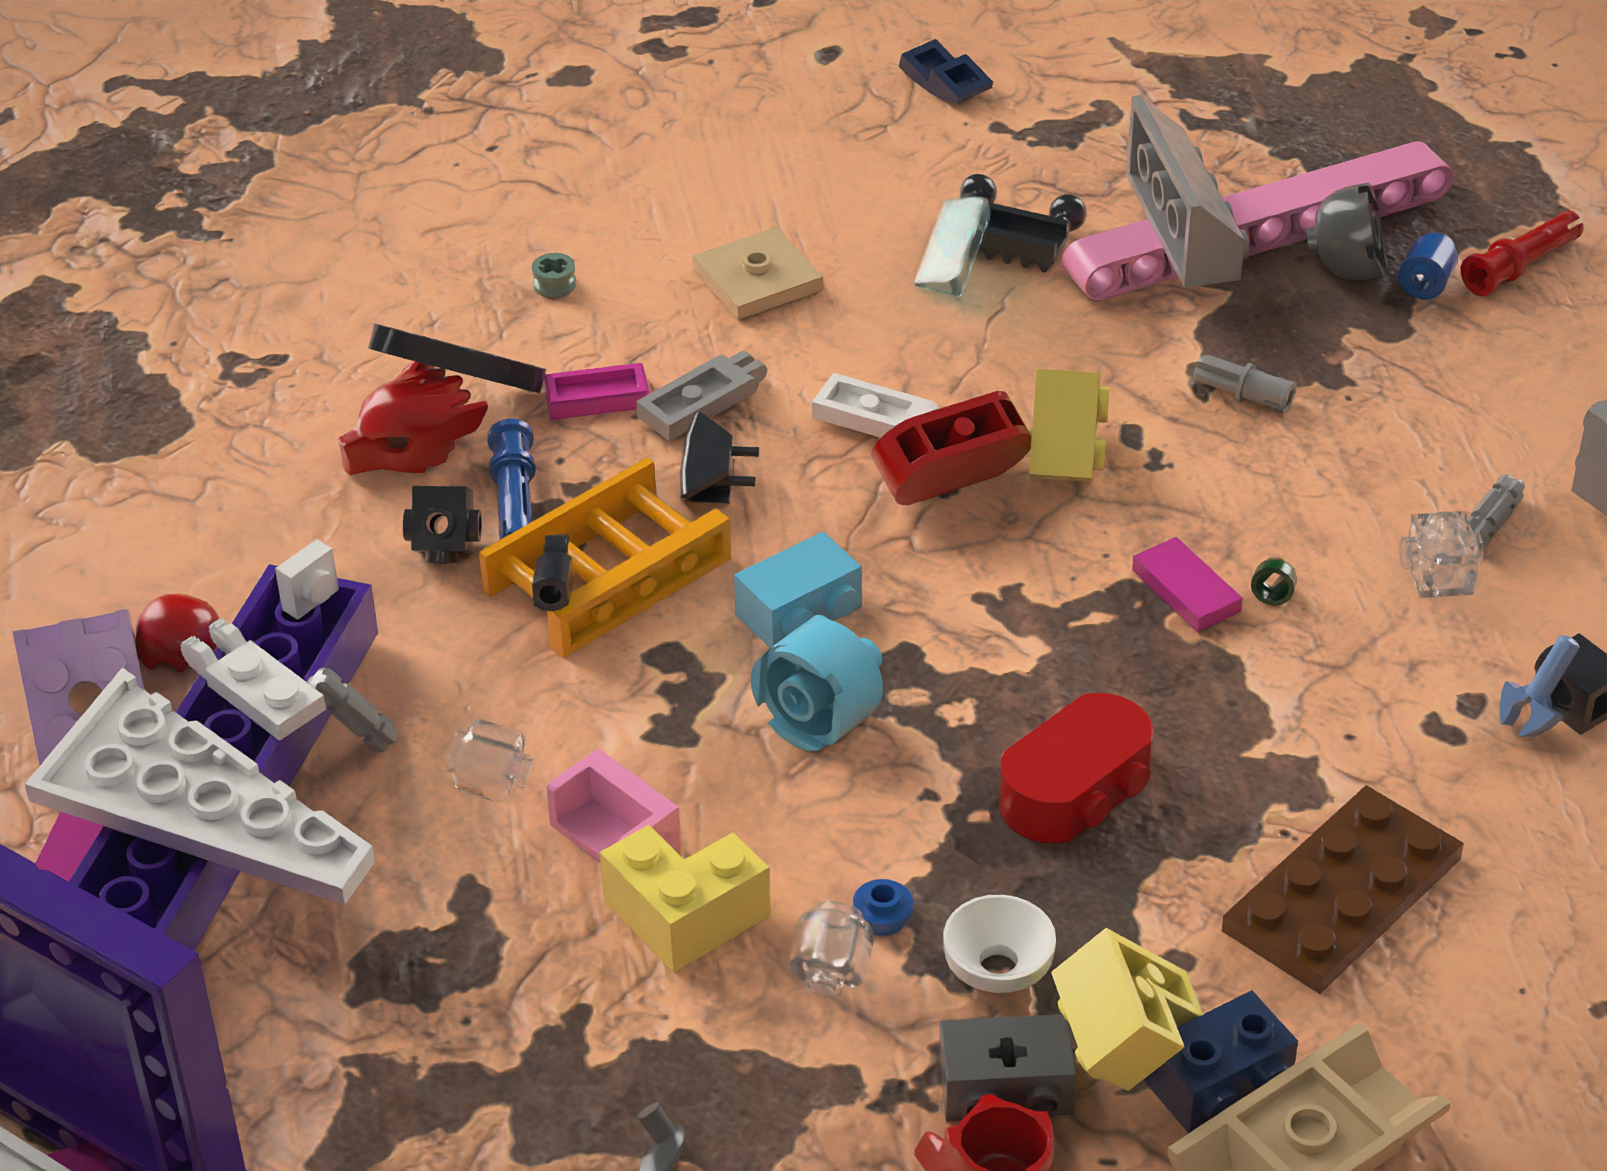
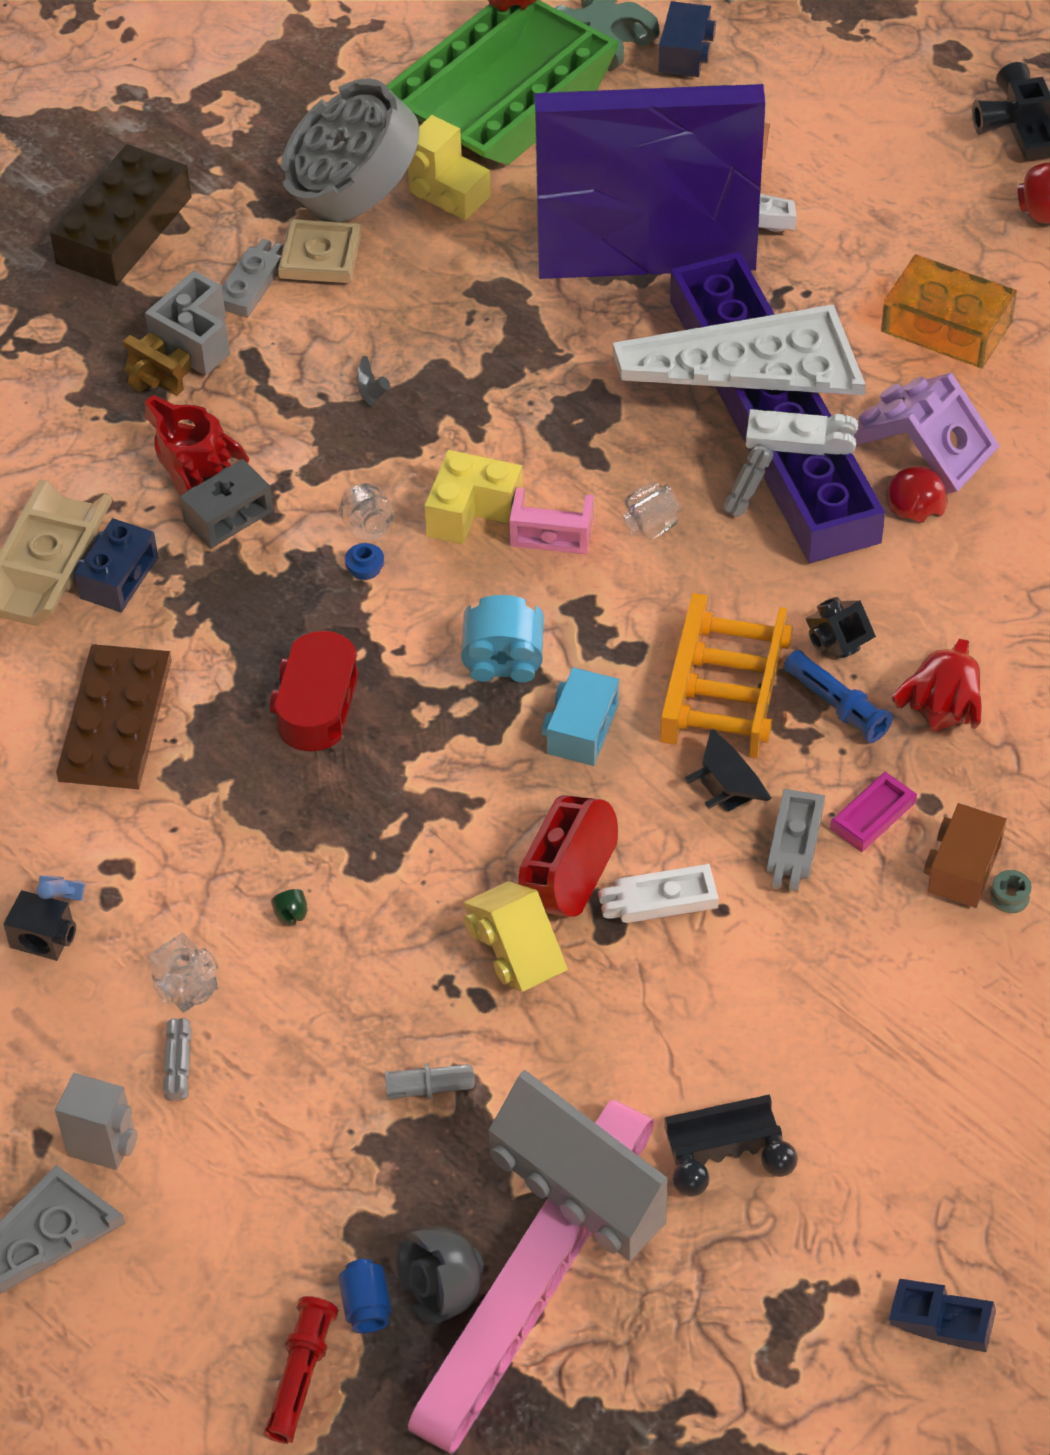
camera: 145 degrees right, 10 degrees up
(307, 579) = (832, 490): white plate -> none
(456, 358) = (944, 716): black beam -> none
(553, 574) = (719, 606): black bar -> none
(568, 292) = (965, 854): none -> dark orange brick
(757, 273) = (873, 984): tan plate -> none
(953, 245) = (741, 1074): clear light blue slope -> none
(1004, 928) = (277, 547): white piece -> none
(1123, 1008) = (178, 529): light yellow brick -> none
(1187, 584) = (348, 877): dark pink tile -> none

